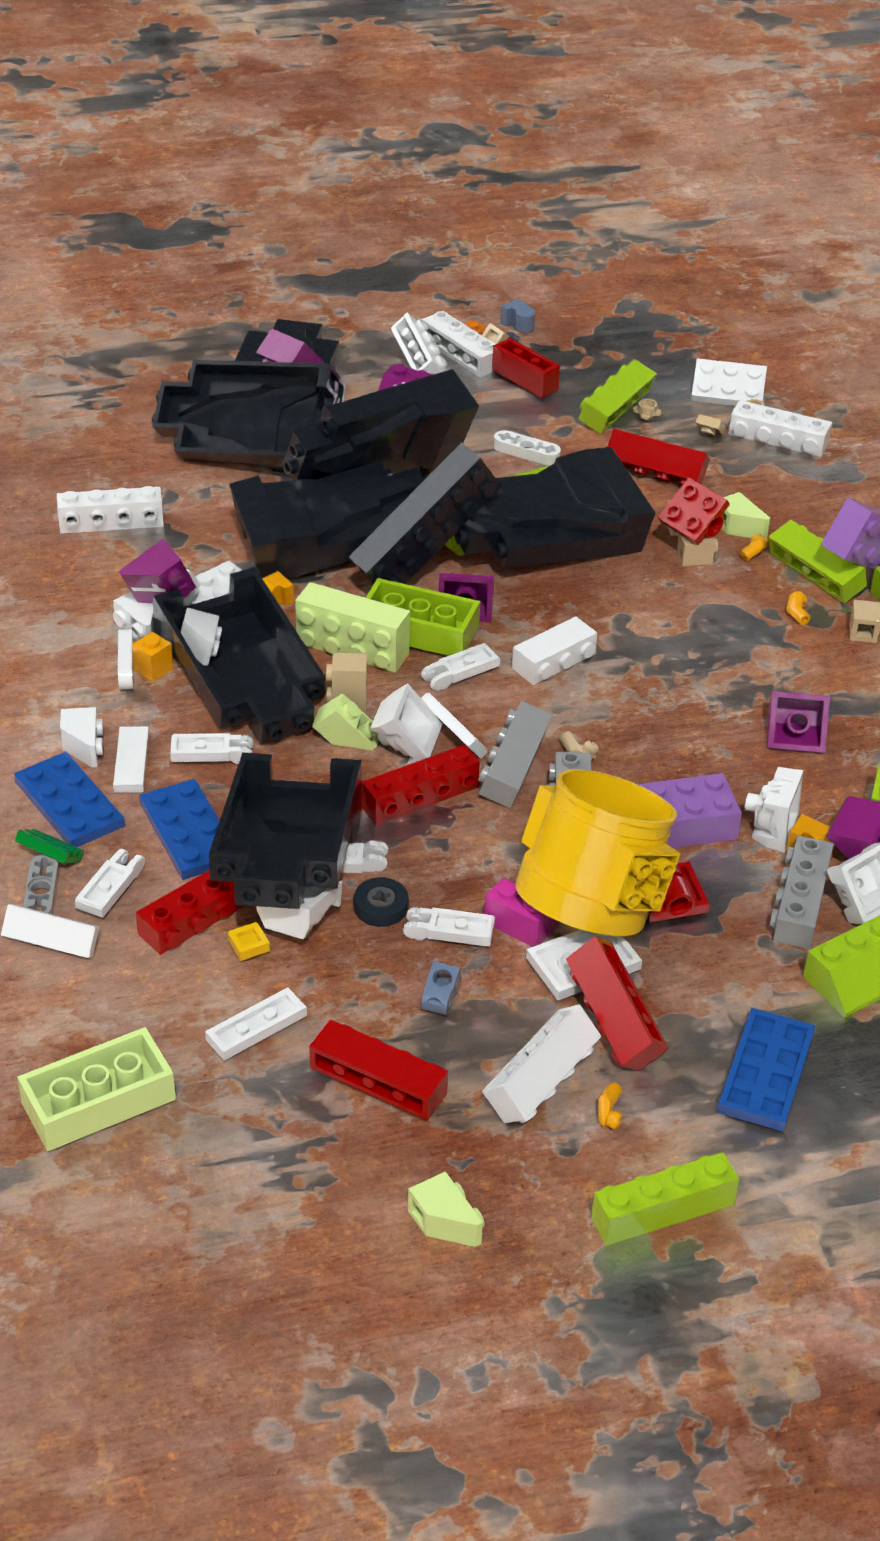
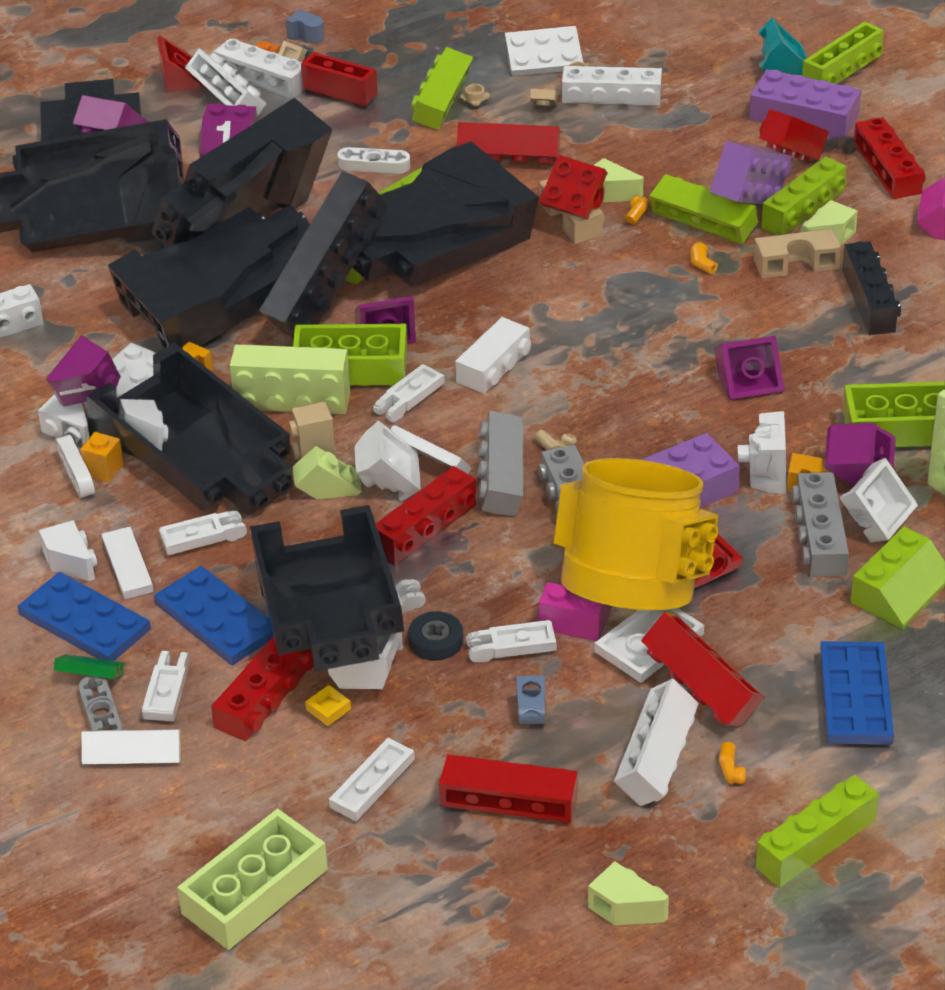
camera: 15 degrees left, 0 degrees up
(380, 324) = (173, 64): none -> red slope

